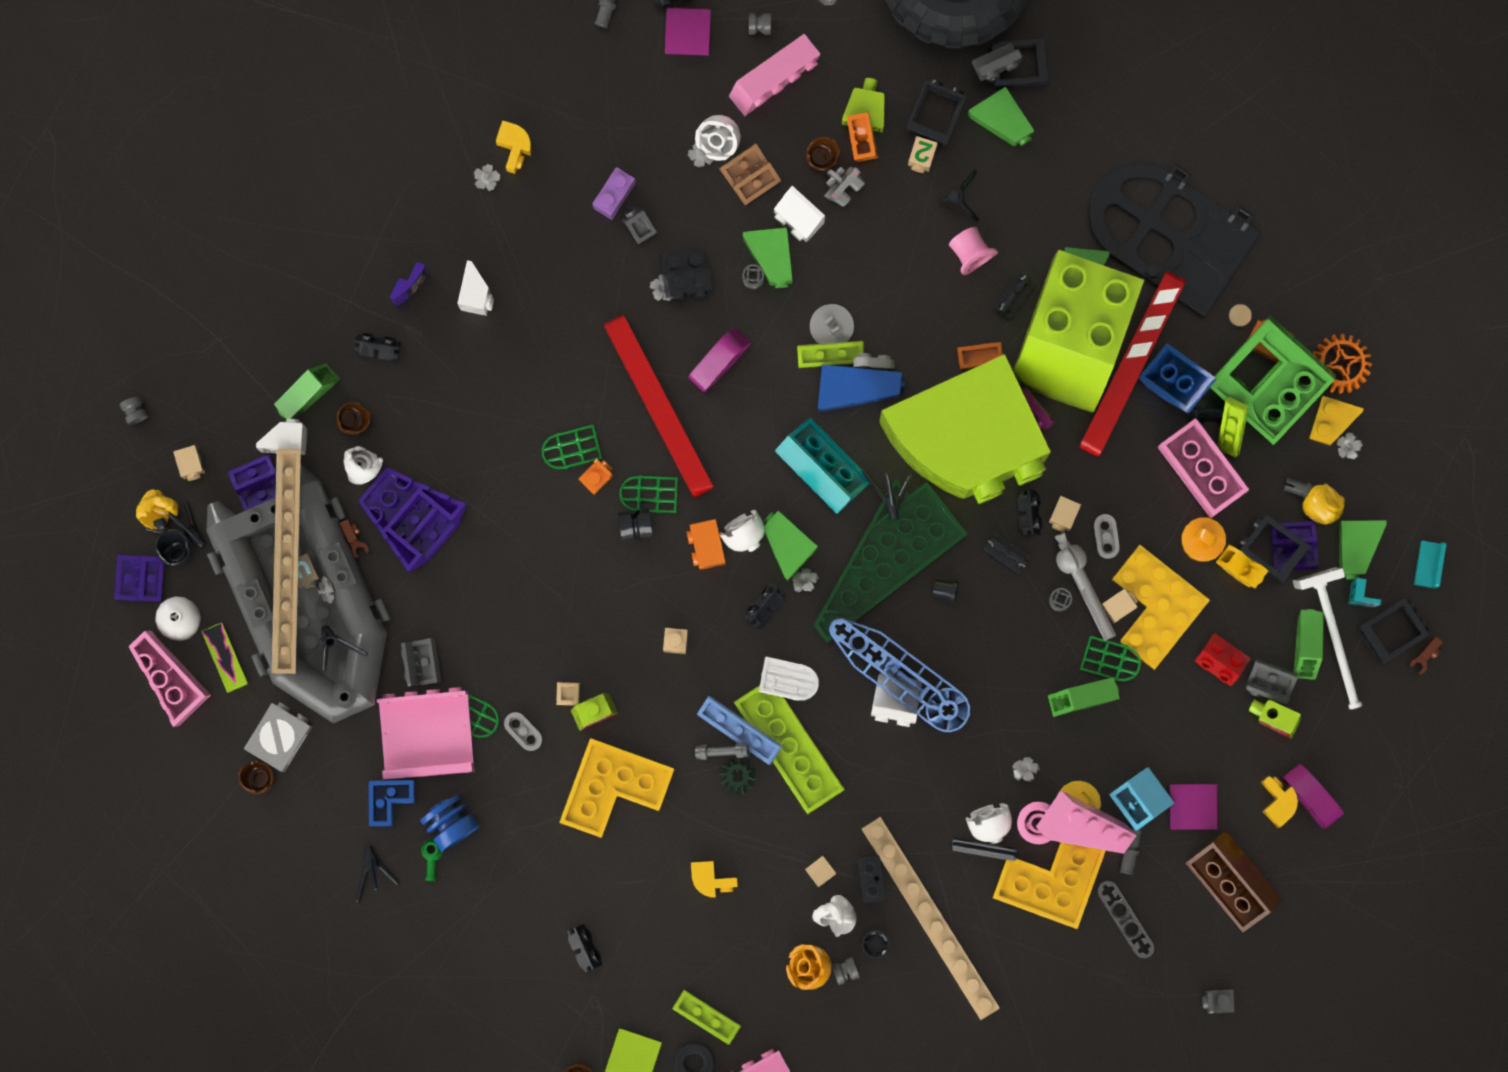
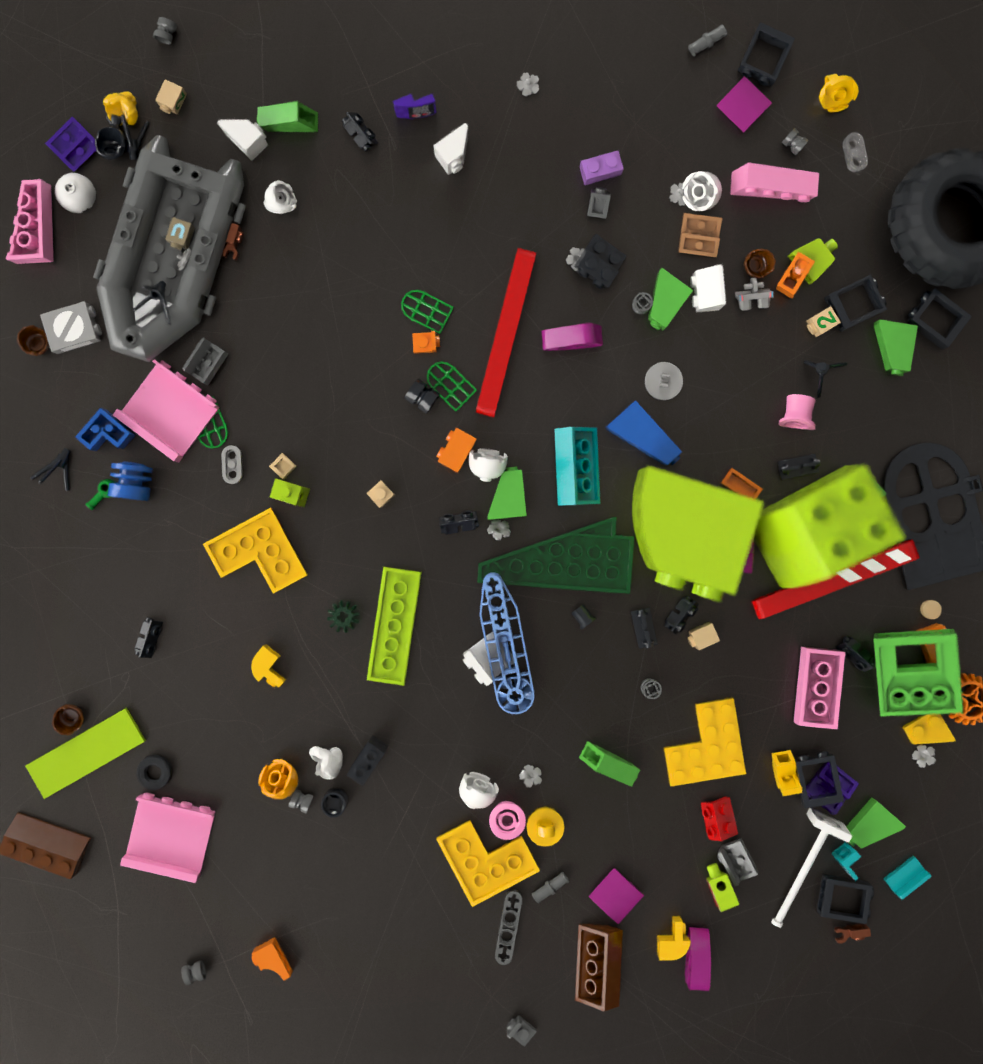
camera: 40 degrees right, 5 degrees up
(224, 657) = (83, 245): tile -> none
(255, 482) = (204, 149): dark purple slope -> none
(286, 561) = (170, 215): tan plate -> none
(352, 418) = (301, 163): reddish brown hair -> none
(411, 516) = (282, 261): dark purple wedge -> none
(517, 140) = (569, 76): yellow brick -> none
(706, 1017) = (187, 750): lime tile -> none
(739, 729) = (371, 588): medium blue tile -> none
(741, 750) = (336, 582): dark grey bar -> none
(788, 679) = (431, 583): white window -> none
(820, 871) = (342, 723): tan tile -> none
(828, 353) = (647, 398): lime tile -> none
(866, 361) = (665, 424): light grey plate -> none
(892, 503) = (600, 530): black plant -> none
(930, 918) = (385, 815): tan plate -> none
(984, 849) = (458, 803): black axle -> none
(993, 63) = (930, 304): dark grey bracket -> none
(1072, 560) = (681, 671): light grey piece -> none
(1084, 825) = (534, 849): bright pink wedge -> none
(1105, 653) = (640, 753): green window -> none
(1107, 536) = (718, 675): light grey plate -> none
(1120, 605) = (685, 726): tan brick -> none
(1142, 798) = (587, 862): medium azure slope -> none
(1176, 378) = (856, 616): blue slope -> none
(1203, 539) = (777, 731): light orange tile -> none
(1232, 427) = (864, 679): lime tile -> none
(1300, 488) = (871, 760): dark grey pin -> none
(1309, 644) = (784, 859): bright green slope -> none
(1323, 504) = (874, 779): yellow hair -> none

